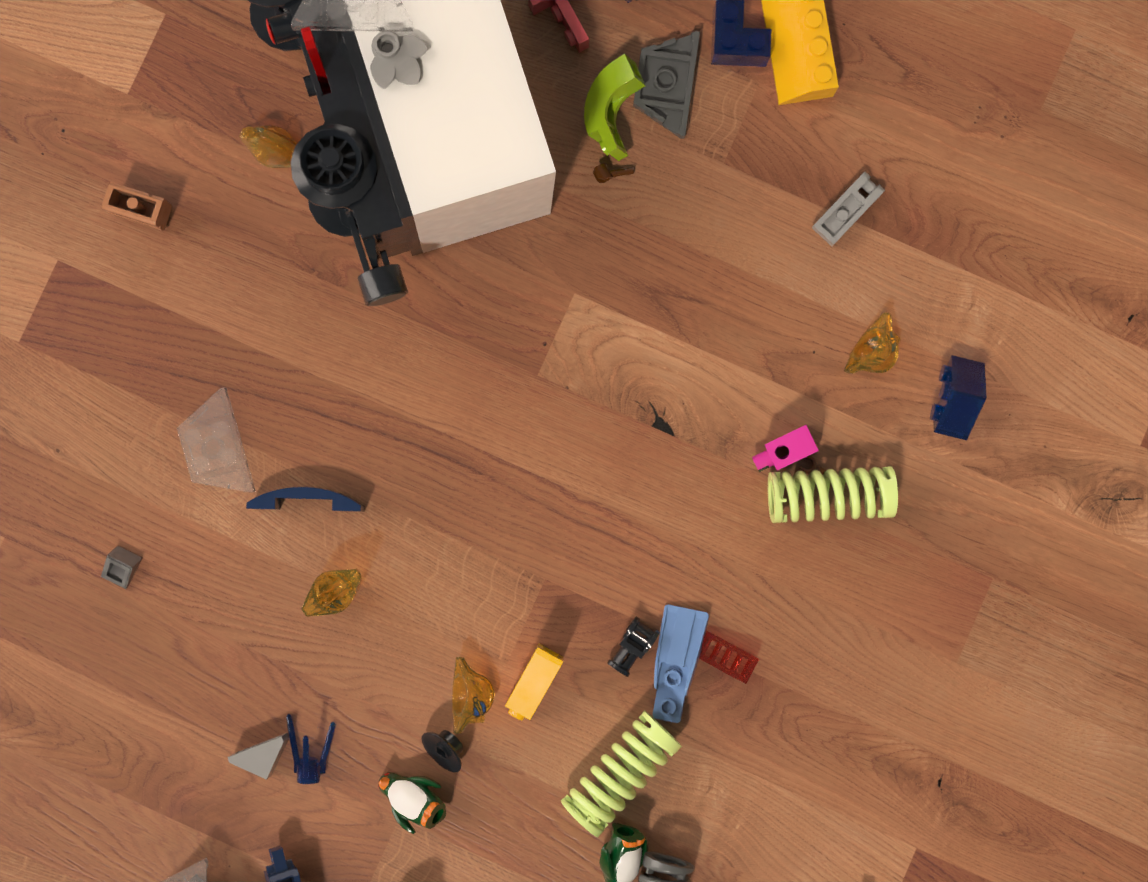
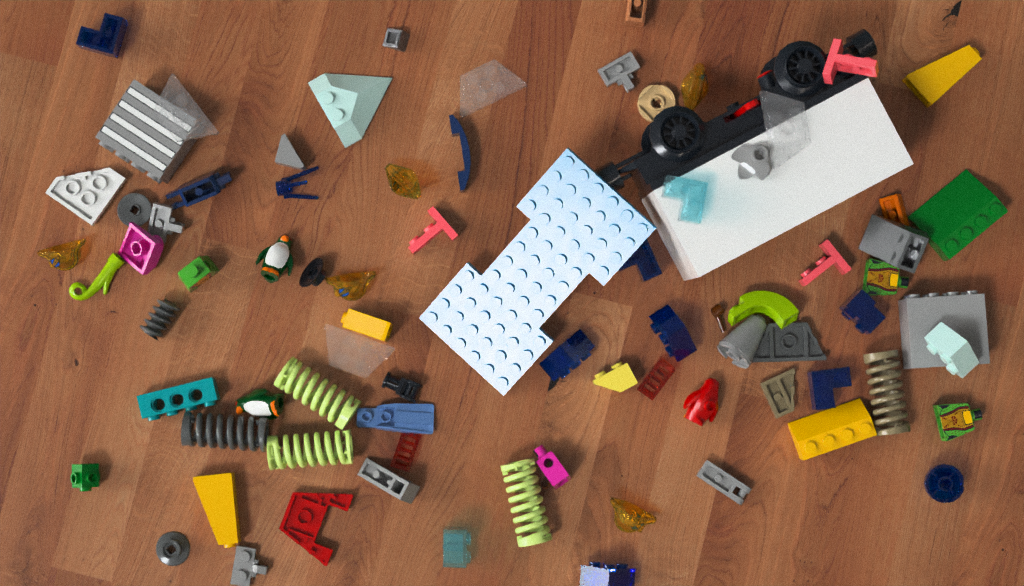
camera: 80 degrees right, 0 degrees up
(200, 651) = (349, 102): none -> light aqua wedge
(231, 248) = (620, 71): none -> light grey hinge
(271, 202) = (655, 92): none -> tan plate
(413, 563) = (432, 231): none -> coral bracket
(429, 158) = (690, 193): none -> clear light blue brick
(451, 351) = (573, 231): none -> piece
(507, 264) = (644, 261): none -> clear blue brick
(570, 707) = (354, 352): none -> clear wing
(623, 240) = (672, 333): none -> clear blue brick
(630, 397) = (567, 356): none -> clear blue brick
(653, 142) = (743, 341): none -> light grey cone
(669, 276) = (671, 369): none -> clear red slope
(676, 330) = (618, 379): none -> light yellow slope
(712, 852) = (276, 462): none -> yellowish green piece
(731, 216) = (703, 402): none -> red animal
(735, 106) = (780, 393): none -> dark tan wing
(767, 689) = (388, 481): none -> light grey slope
(799, 821) = (305, 517): none -> red wing
(879, 609) = (455, 547): none -> clear light blue brick

